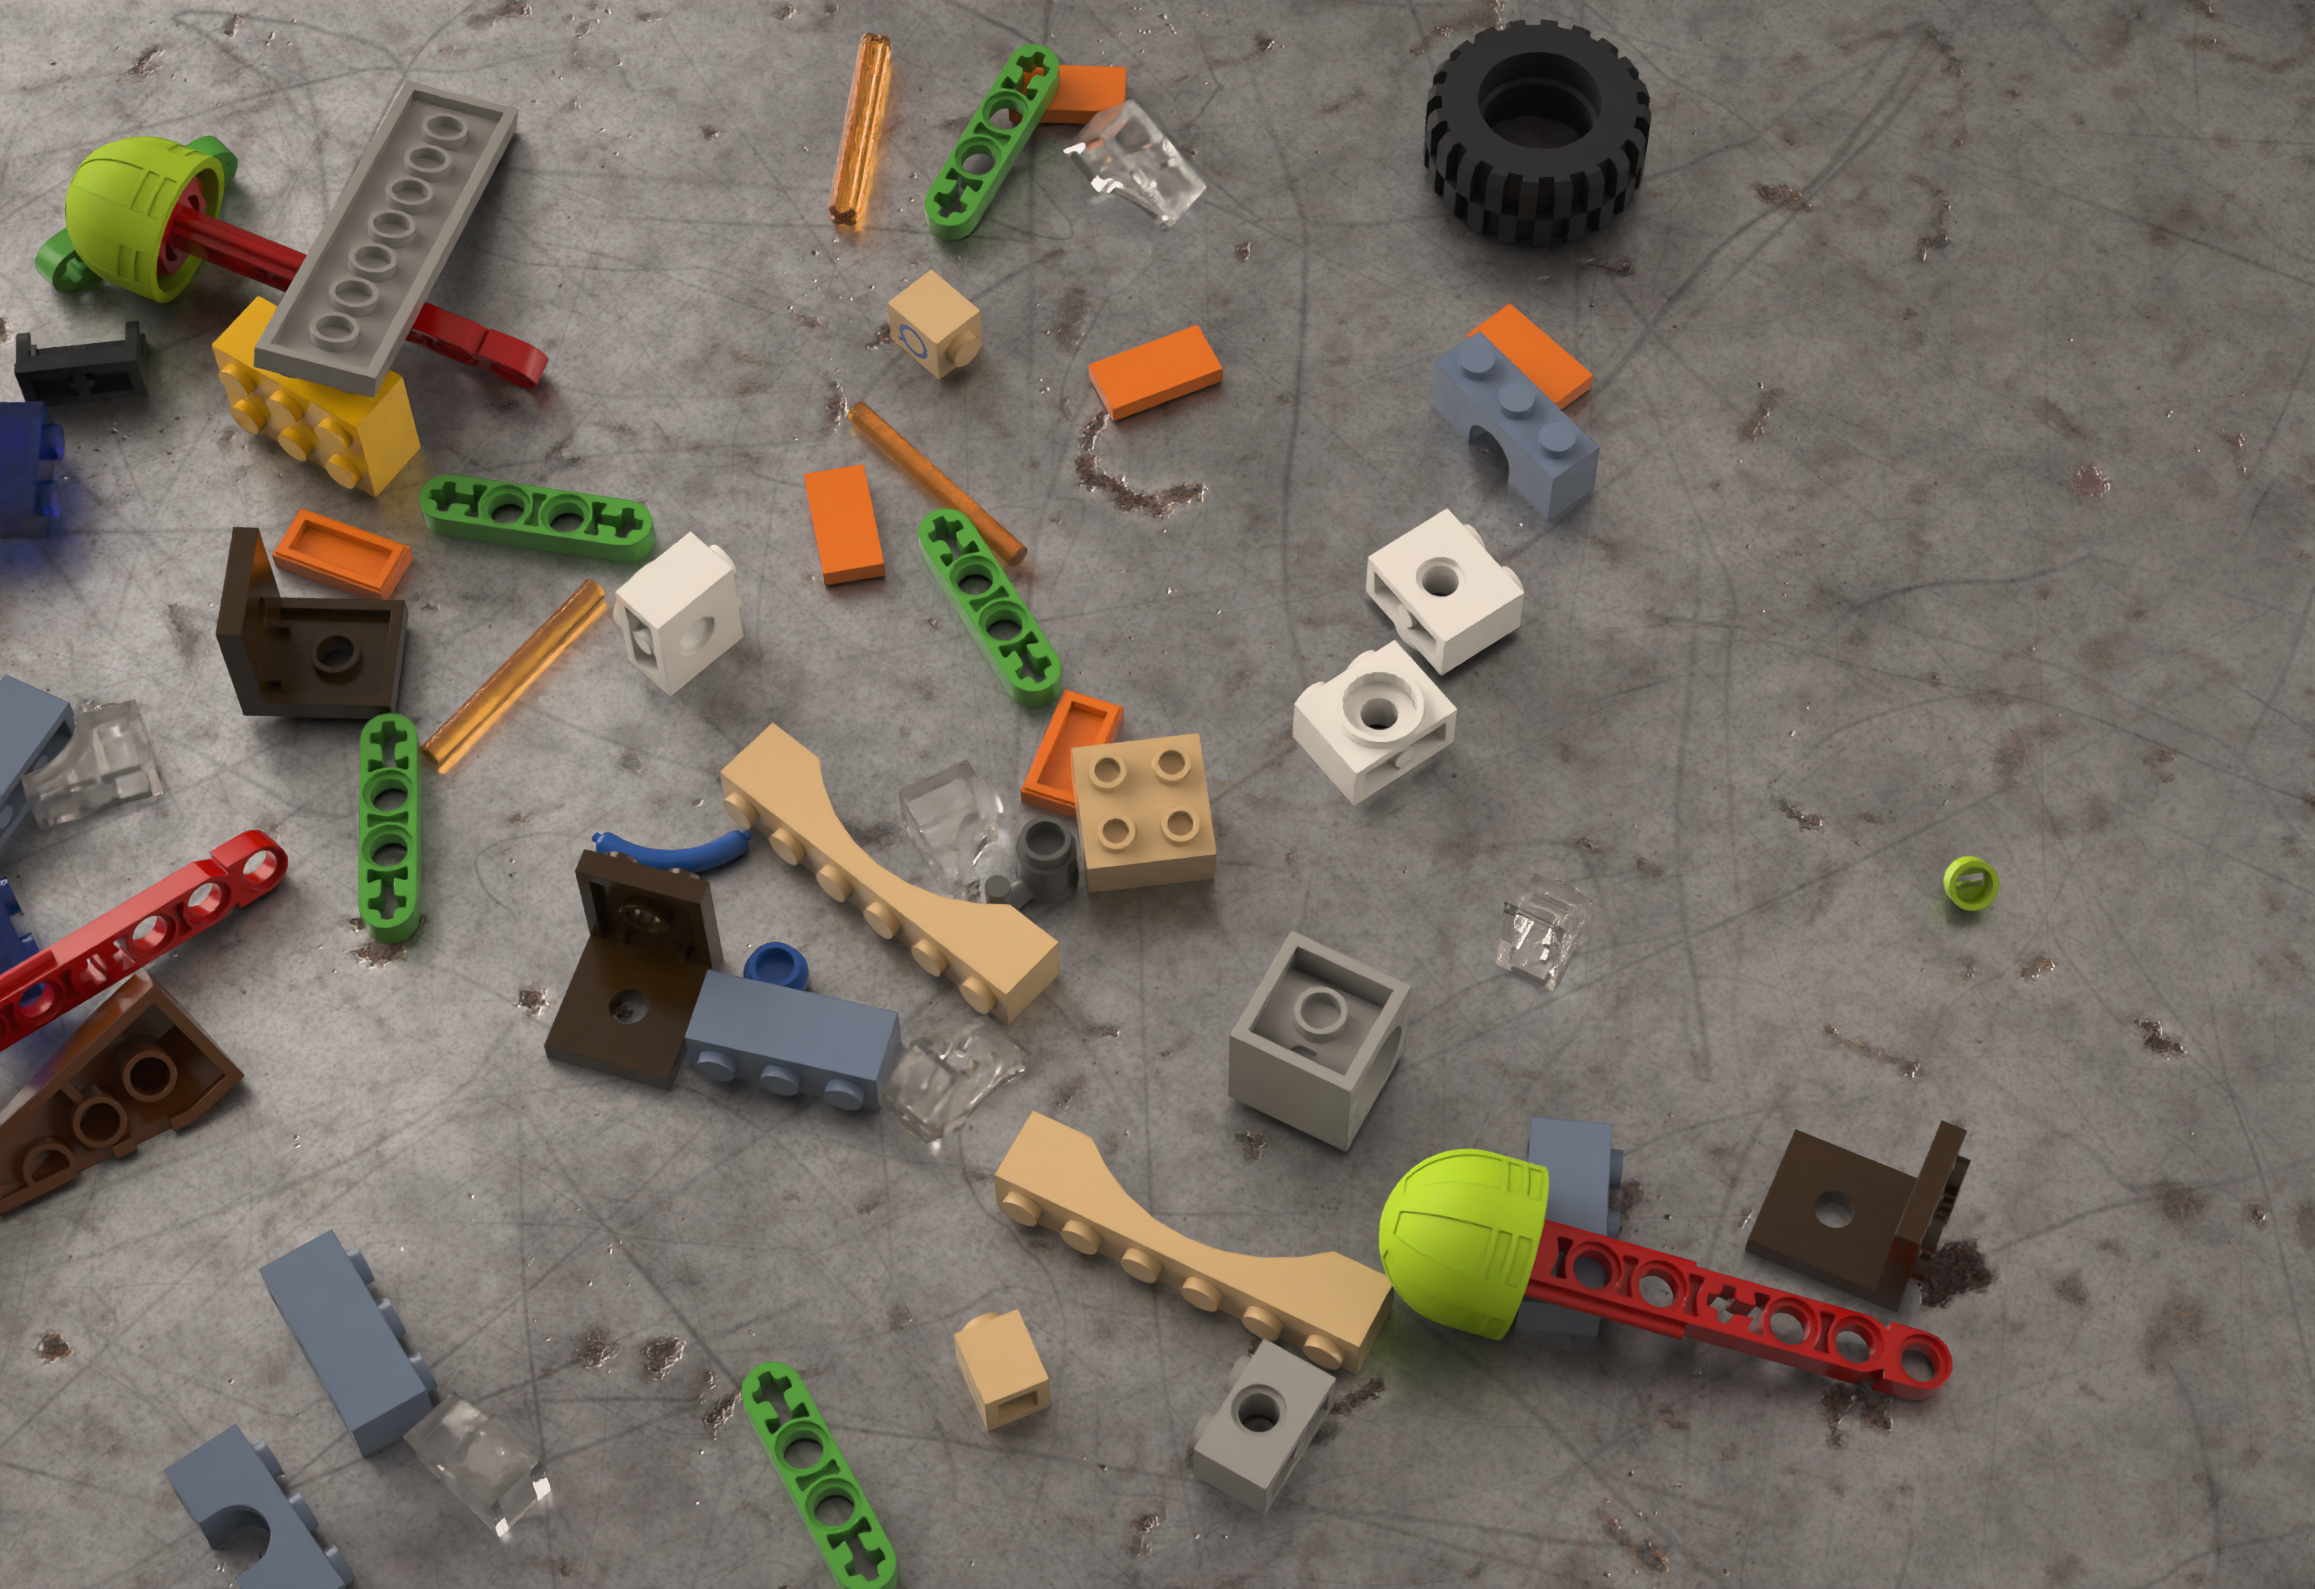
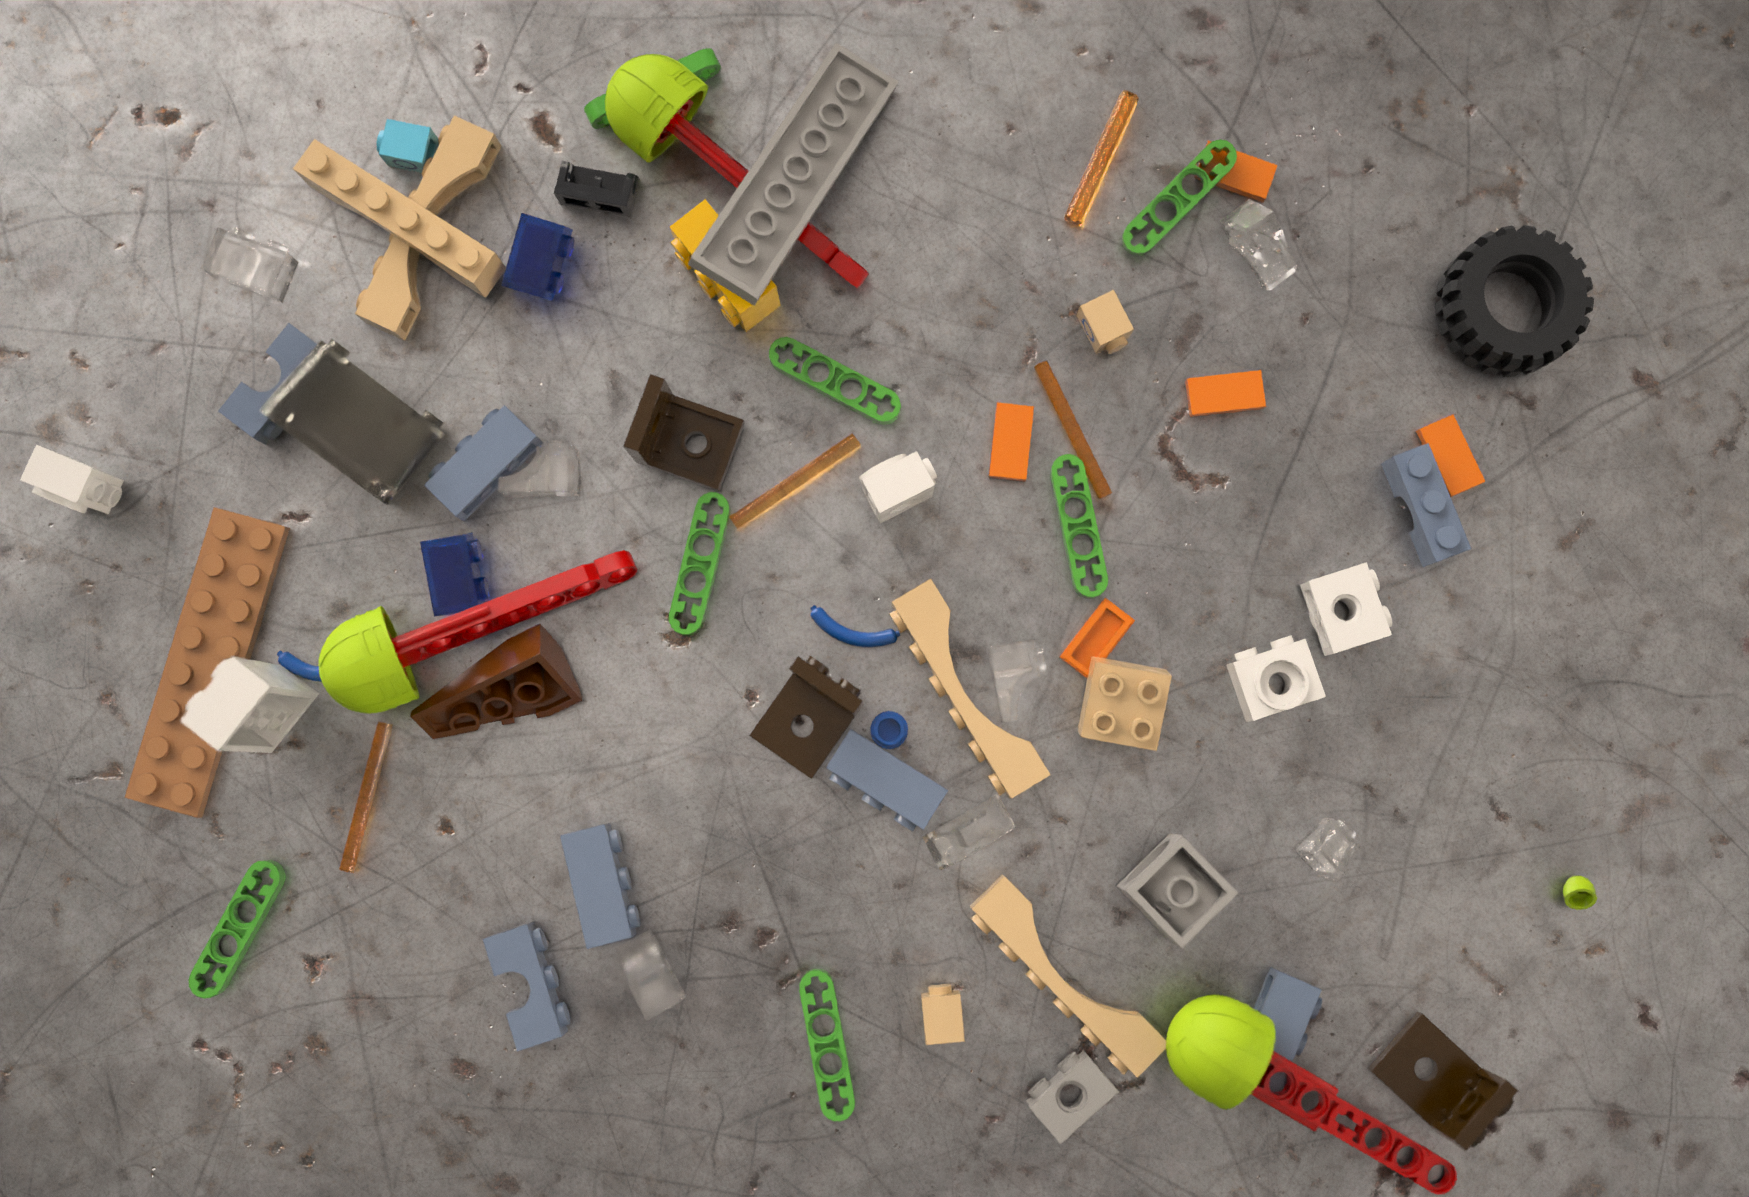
camera: 20 degrees right, 25 degrees up
(342, 556) = (716, 370): orange tile -> none
(1044, 866) = (1057, 711): dark grey piece -> none

